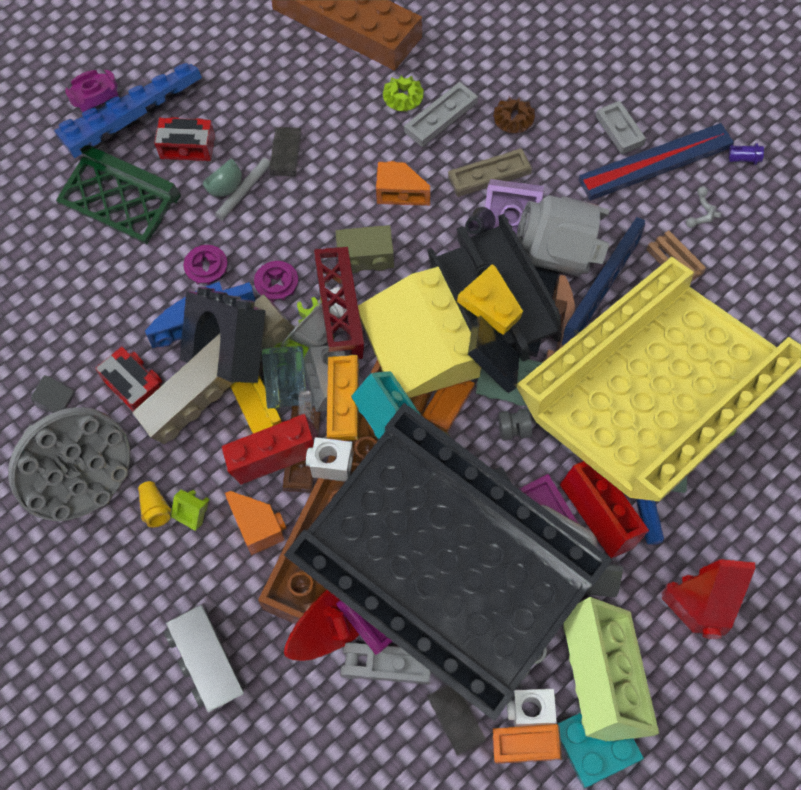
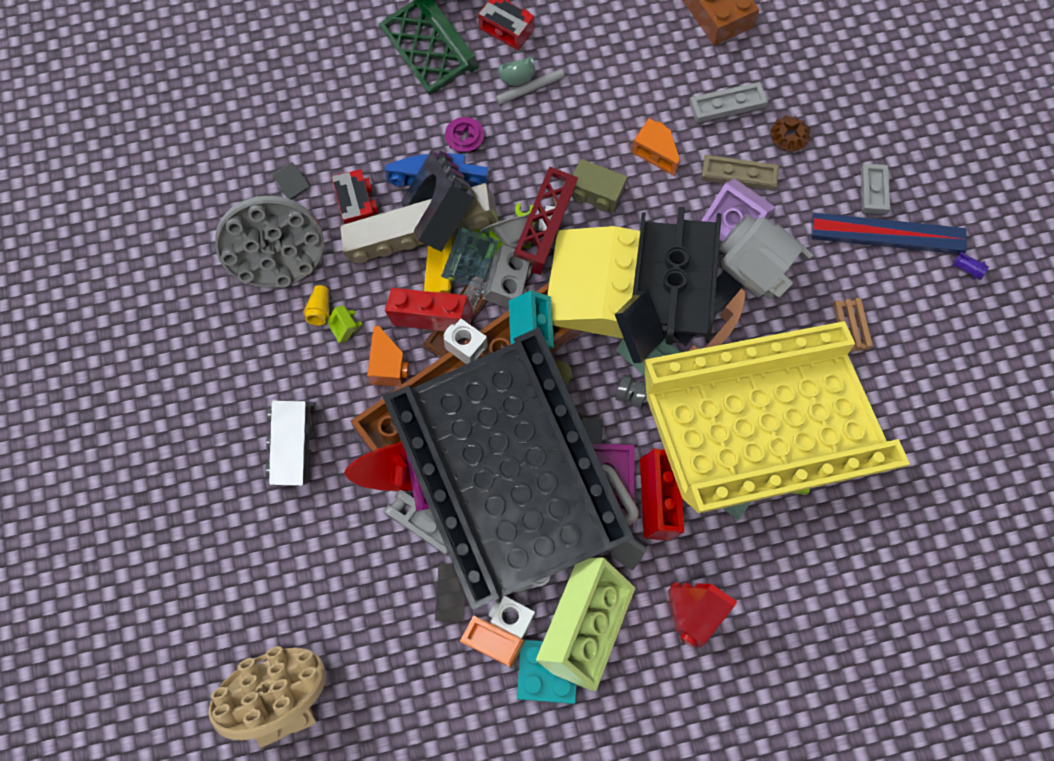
camera: 25 degrees right, 5 degrees up
(276, 270) = (517, 168): magenta gear -> none
(285, 151) = (582, 71): clear smoke tile -> none
(341, 409) = (496, 309): light orange tile -> none
(400, 101) = (701, 74): lime gear -> none
(448, 404) = (588, 348): orange tile -> none
(484, 218) = (702, 210): black cone -> none
(492, 300) = (665, 281): yellow wing -> none
(604, 280) = (776, 311): dark blue tile -> none
(650, 517) = (694, 529): blue axle -> none
(691, 222) = (884, 300): light grey piece -> none

